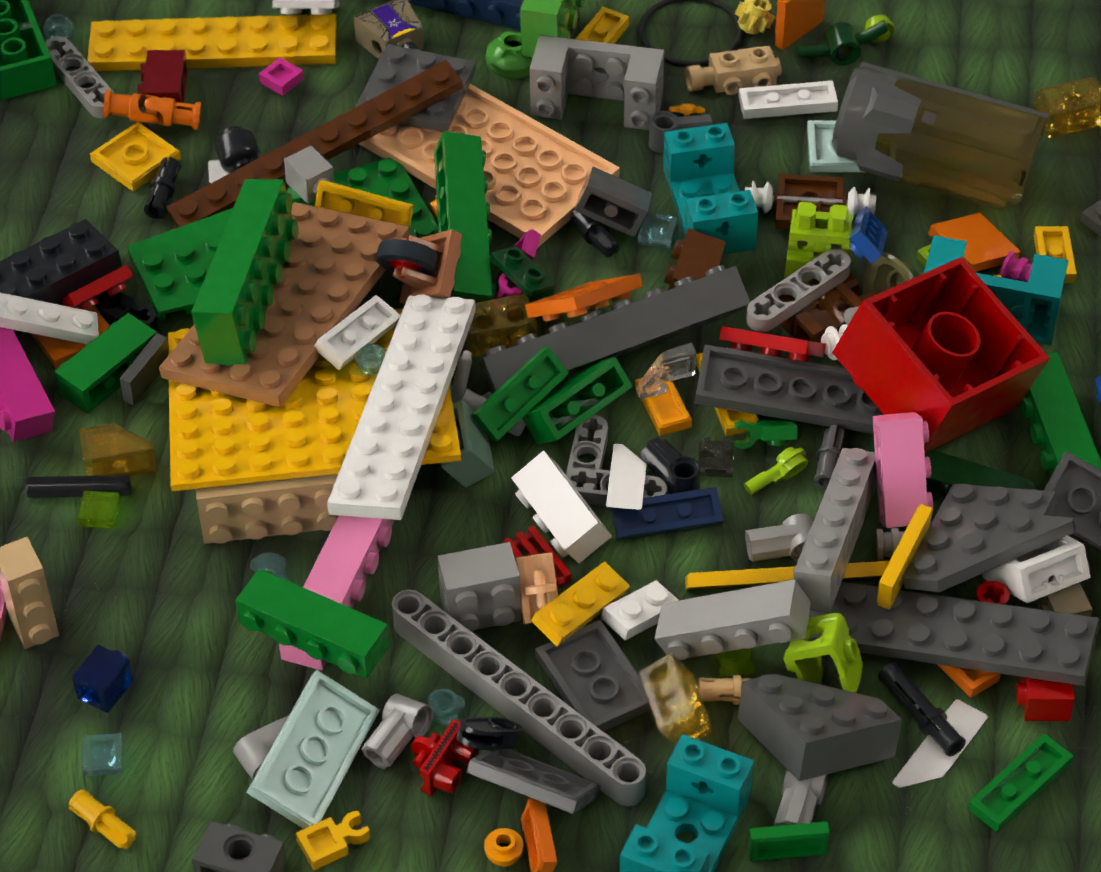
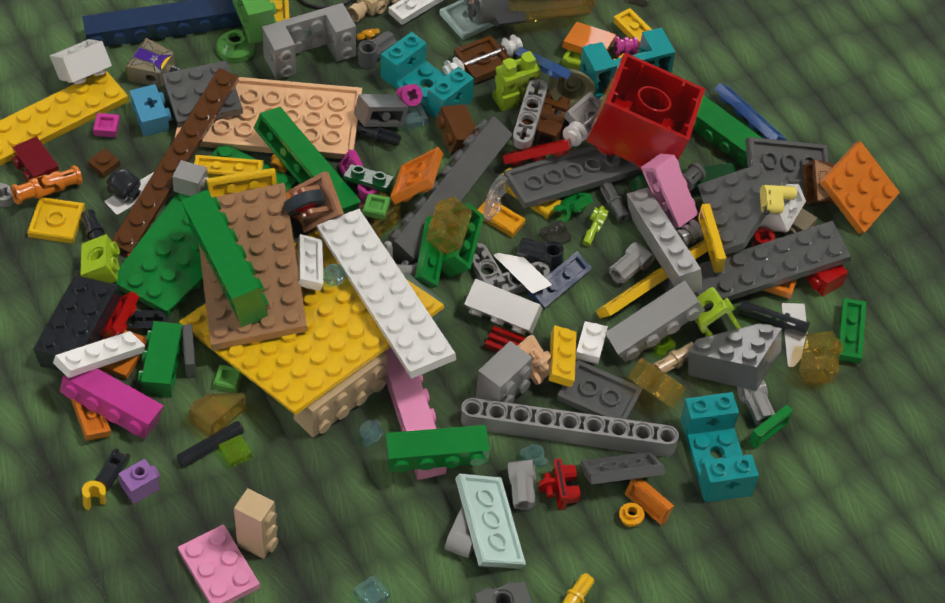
camera: 40 degrees left, 5 degrees up
(103, 678) = (333, 549): clear blue brick -> none
(131, 218) = (100, 259): none -> lime brick
(158, 425) = (227, 379): none -> bright green tile
(244, 115) = (104, 163): none -> reddish brown plate
(328, 842) = (539, 566): yellow plate -> none
(342, 80) = (150, 110): none -> dark azure brick
(357, 175) = (227, 166): none -> yellow tile
(489, 733) = (577, 456): black piece -> none
(501, 309) = (376, 206): none -> bright green tile
(562, 372) = (449, 225): none -> clear yellow brick
(676, 200) = (414, 92): none -> dark pink bush
(934, 790) = (820, 358): none -> clear yellow brick
(961, 468) = (691, 176): none -> dark grey bush
(1022, 537) = (773, 198): none -> light yellow piece

